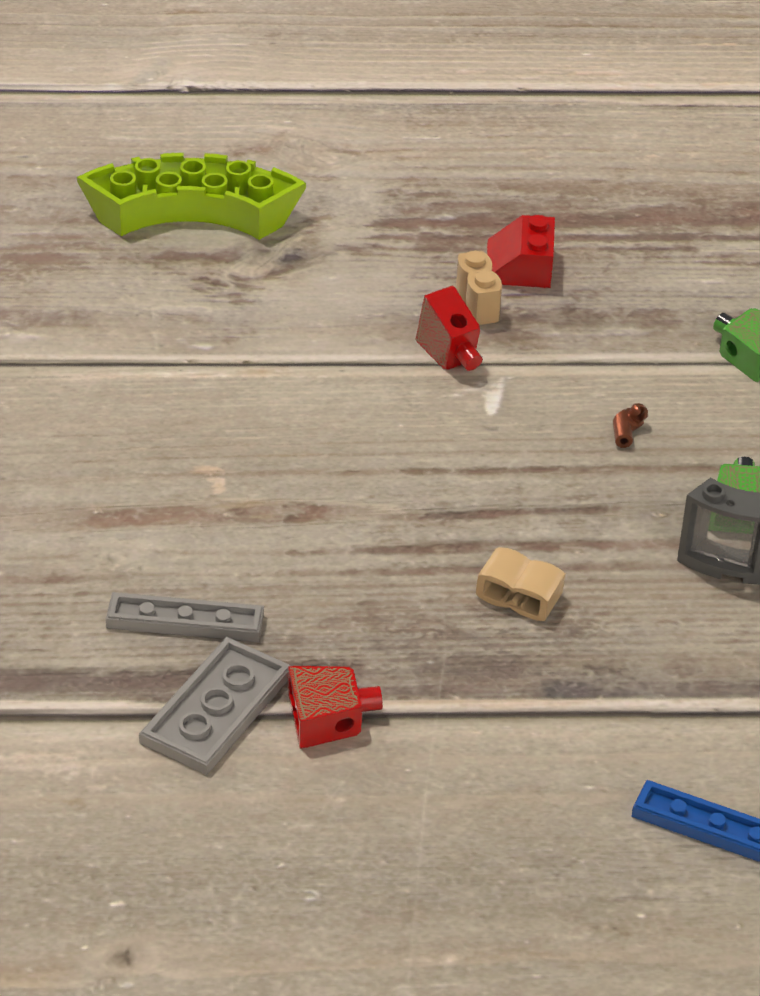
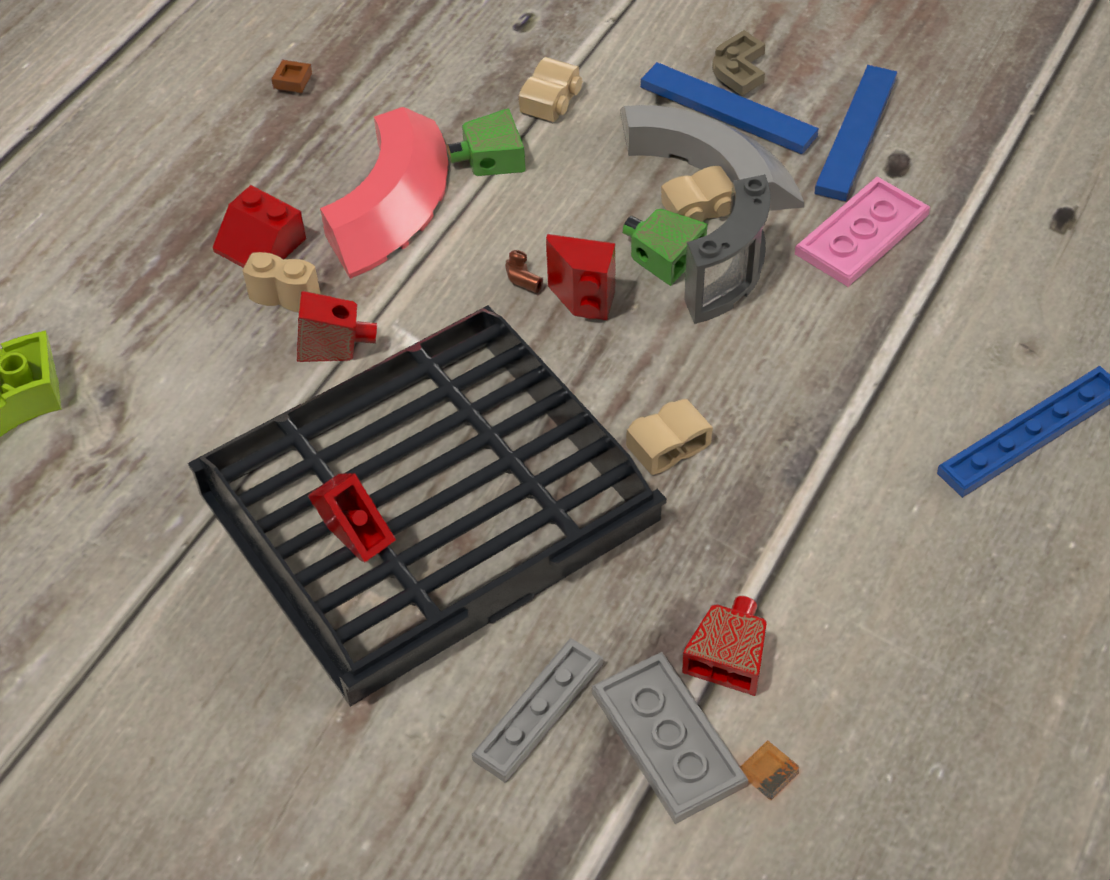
camera: 55 degrees left, 10 degrees up
(228, 779) = (769, 770): none -> clear orange tile
(245, 402) = (352, 516): none -> red slope
(362, 374) = (486, 605): none -> black bar
(643, 308) = (395, 195): none -> coral brick
(644, 454) = (582, 274): none -> red slope
(718, 194) = (291, 76): none -> dark orange plate

